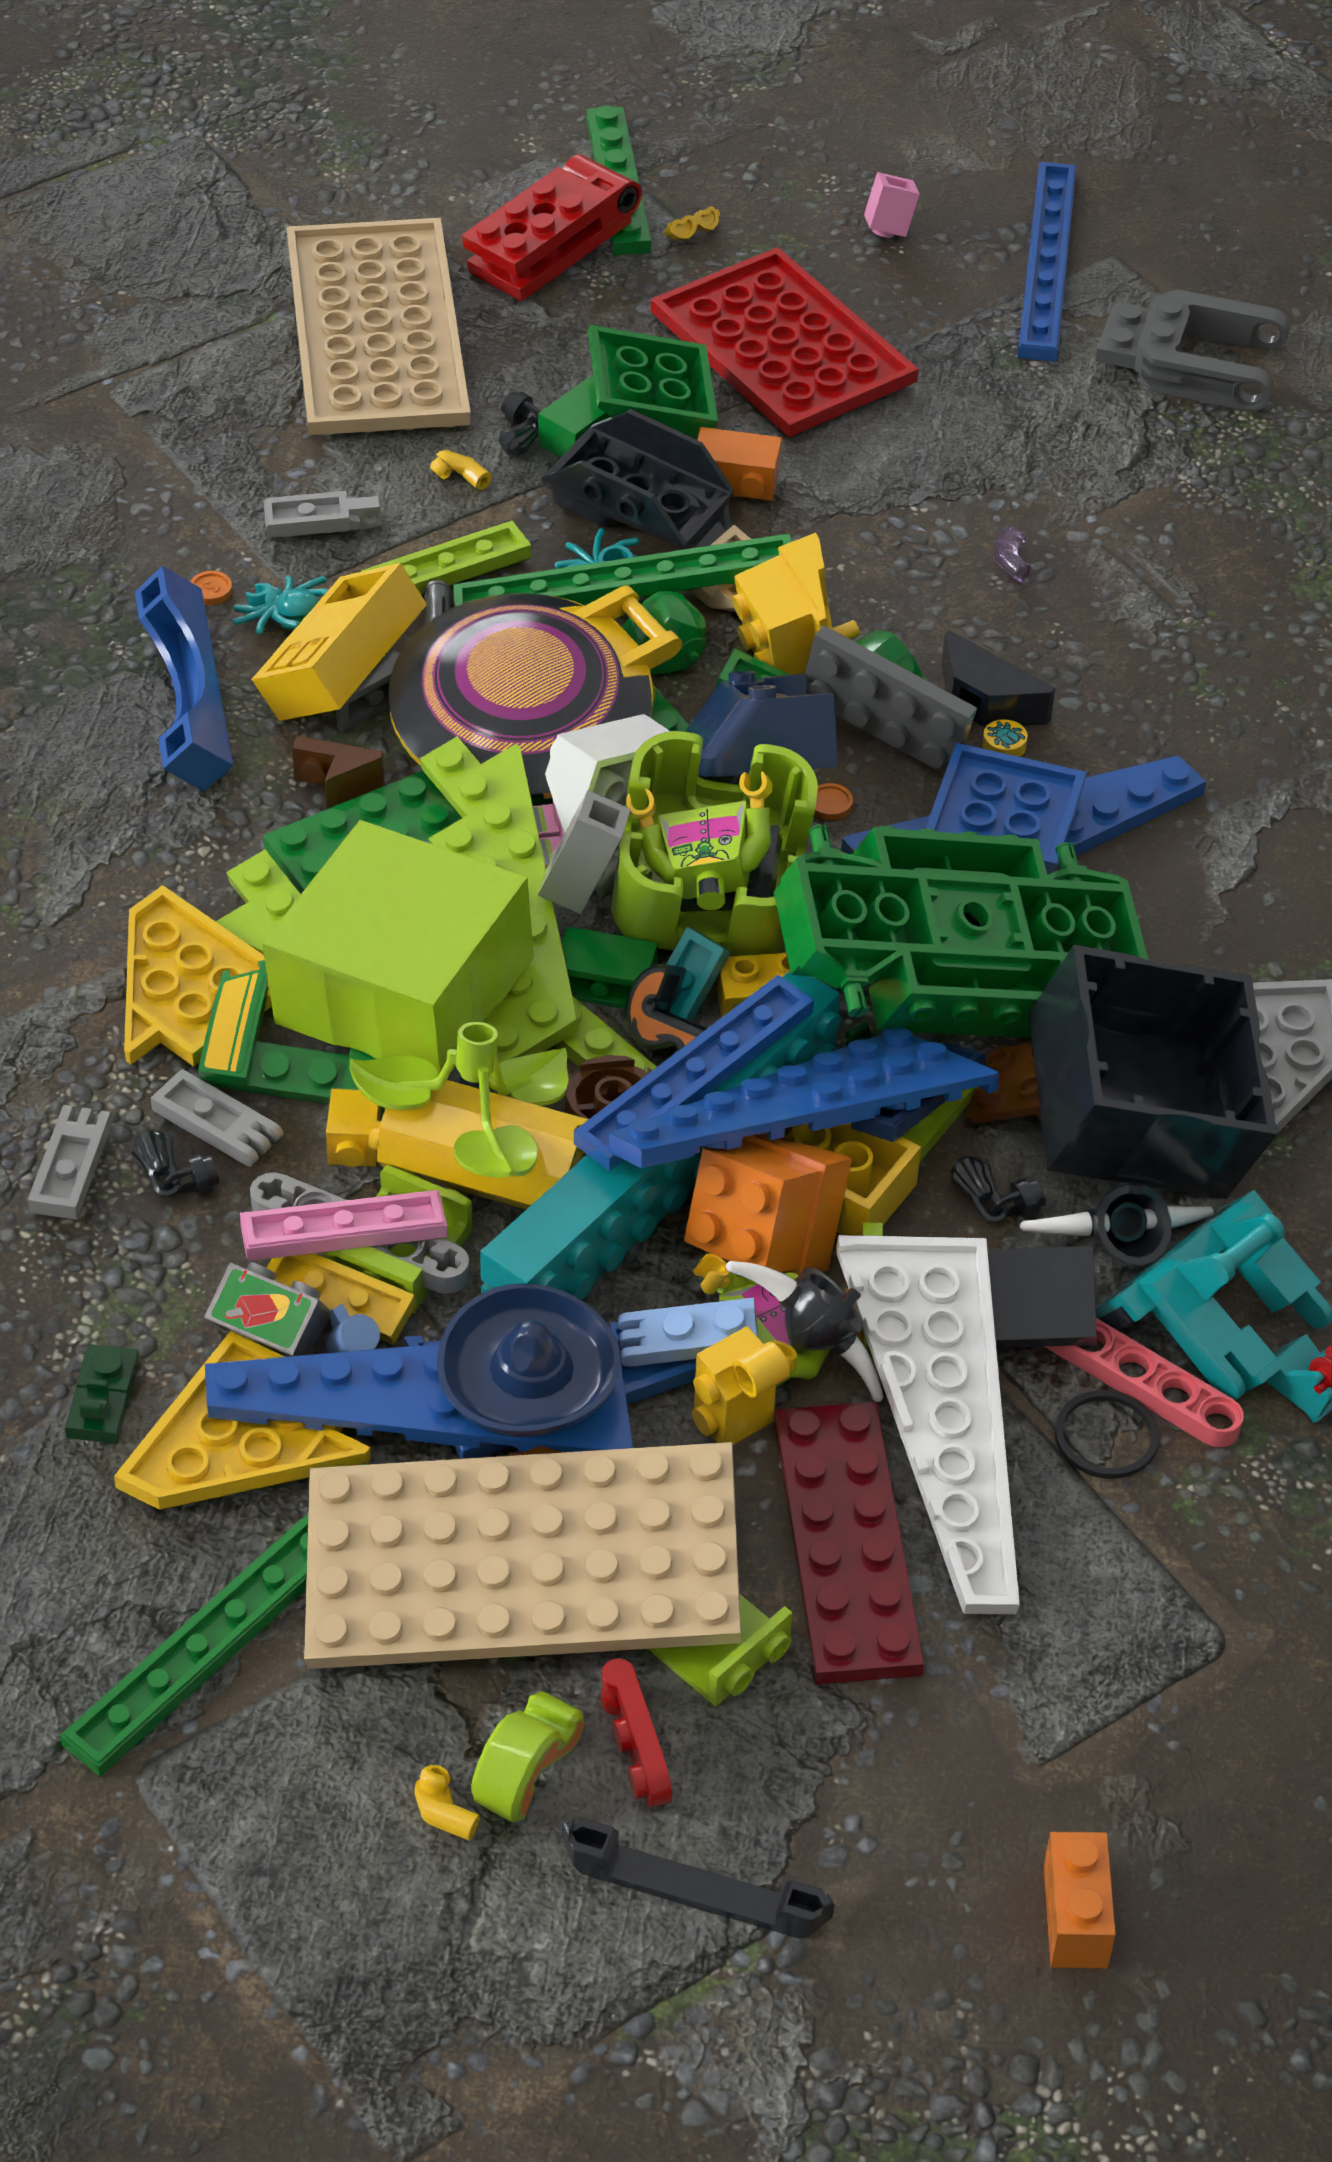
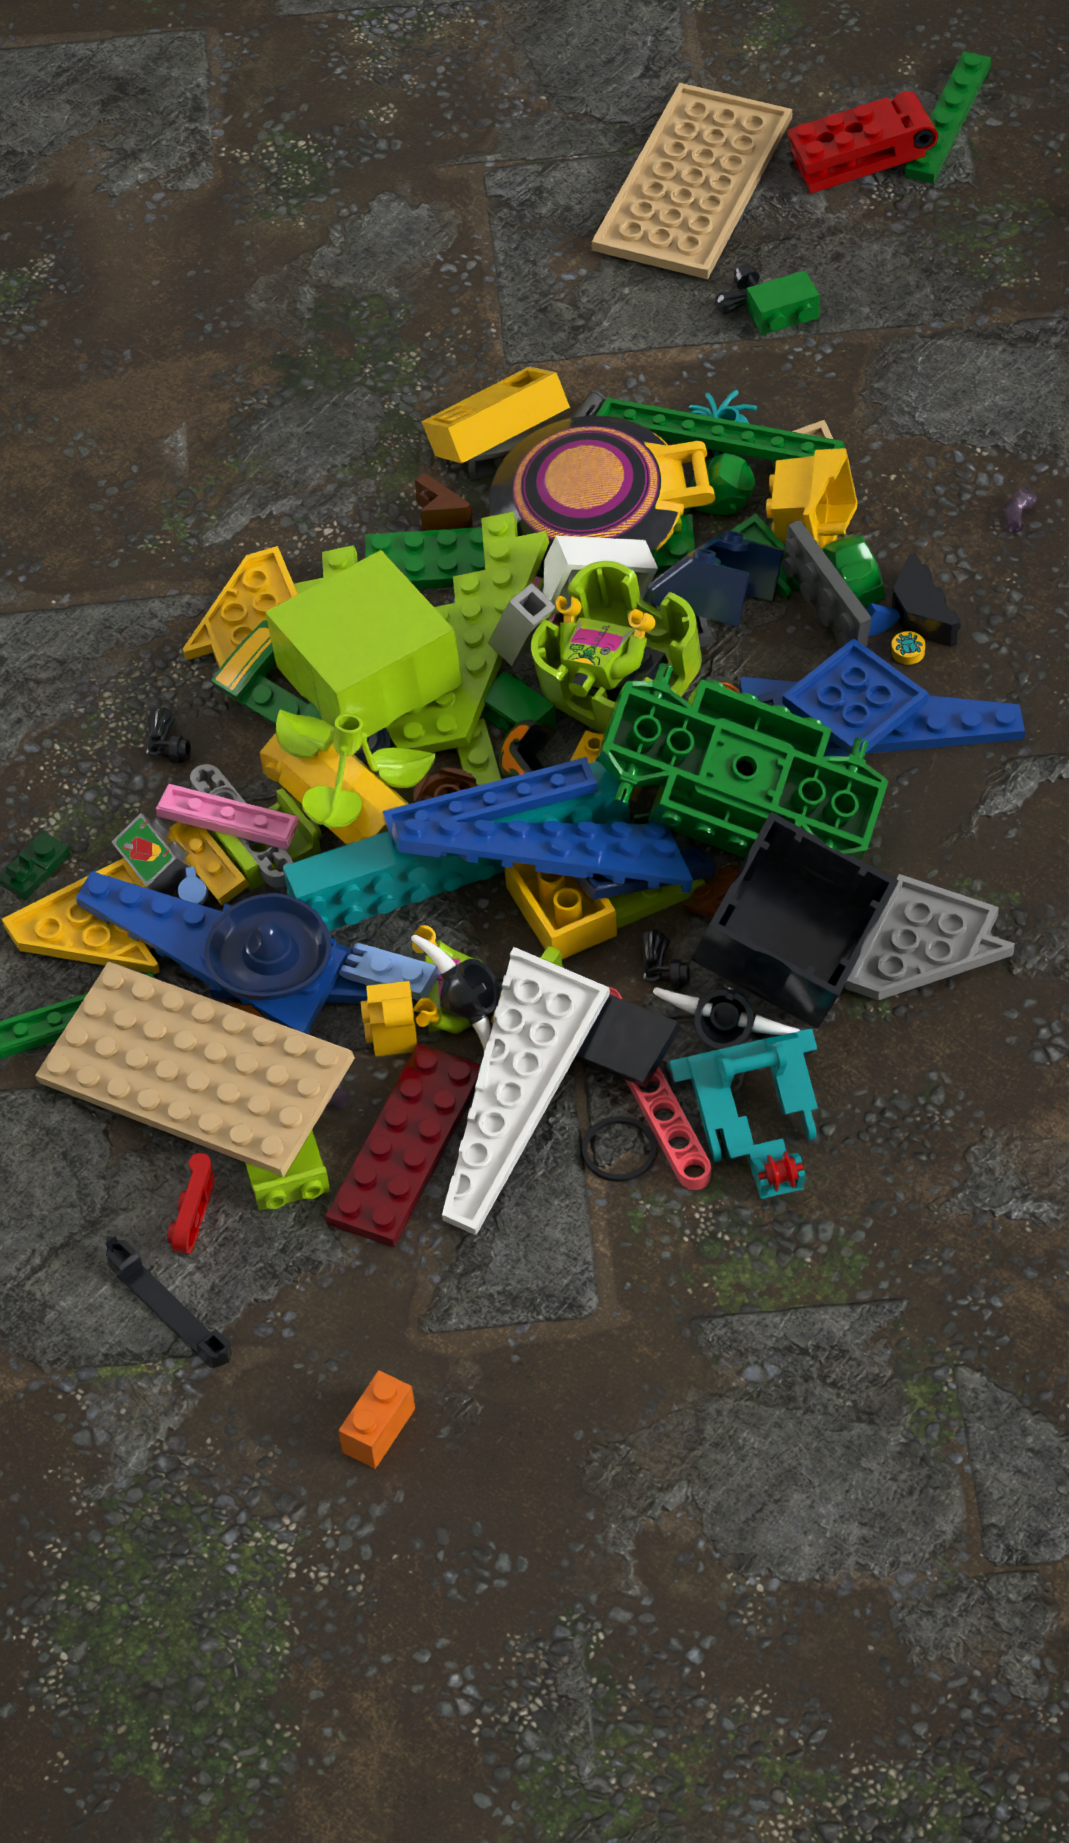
camera: 35 degrees right, 5 degrees up
(69, 1163) = (106, 710): light grey hinge -> none
(176, 619) = (404, 360): blue arch -> none
(215, 586) = (453, 343): orange piece -> none
(215, 1117) = (209, 714): light grey hinge -> none
(285, 607) = (485, 371): teal animal -> none
(320, 514) = (556, 313): light grey hinge -> none
(438, 1807) = (56, 1196): yellow arm -> none
(464, 465) = (679, 308): yellow arm -> none
(465, 556) = (619, 379): lime plate -> none
(521, 1750) = (120, 1181): lime animal -> none
(645, 478) = (784, 368): black slope -> none
(653, 377) = (836, 294): green slope -> none
(684, 228) = (968, 171): yellow piece -> none
(703, 963) = (569, 729): teal plate -> none
(746, 460) = (863, 373): orange brick -> none
(769, 1203) = (489, 909): orange piece -> none
(784, 341) = (973, 287): red plate -> none
(833, 802) = (756, 648): orange piece -> none

